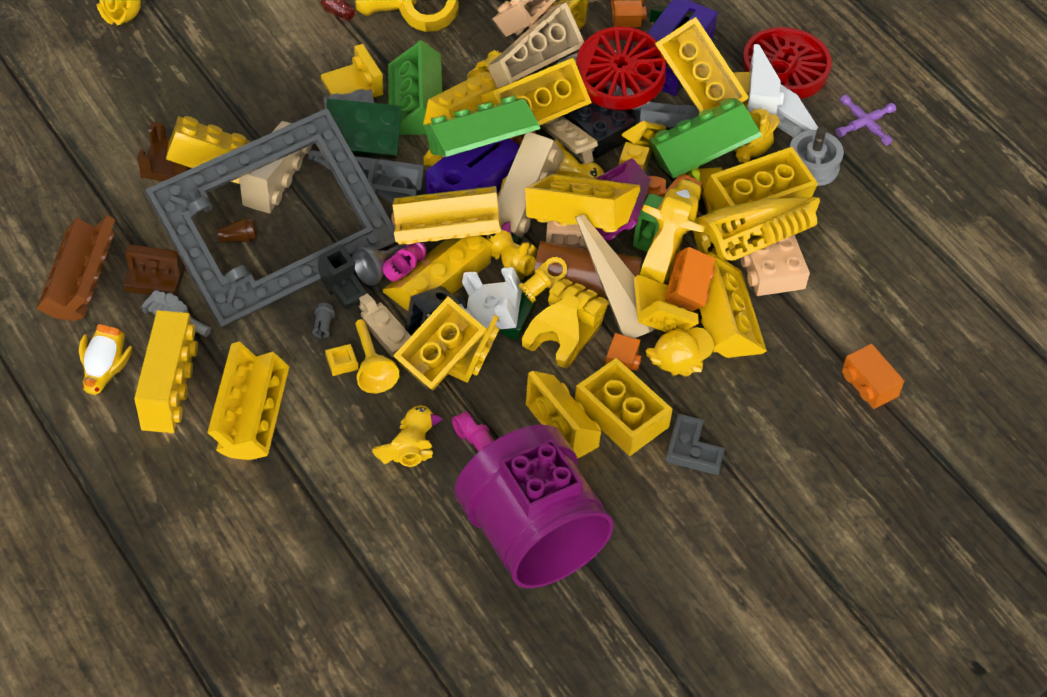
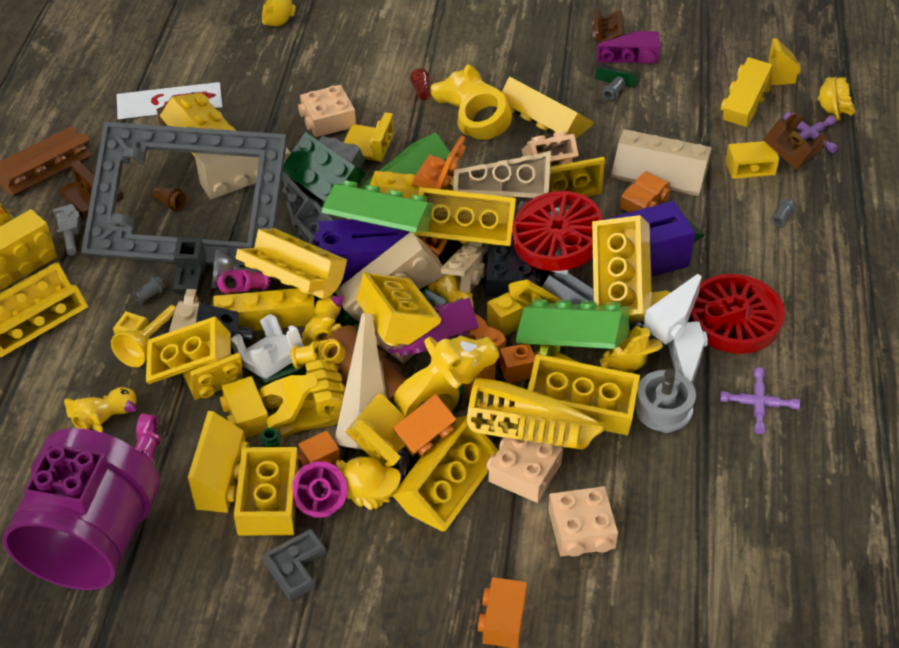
camera: 45 degrees right, 5 degrees down
(111, 148) = (147, 102): none -> white sticker
(289, 73) = (327, 110): none -> light nougat brick
(481, 73) = (436, 172): none -> orange bracket
(520, 355) = (244, 406): none -> yellow brick
(579, 369) = (270, 437): none -> dark green pin
(662, 376) = (319, 489): none -> dark pink cylinder
(855, 279) = (582, 521): none -> light nougat brick

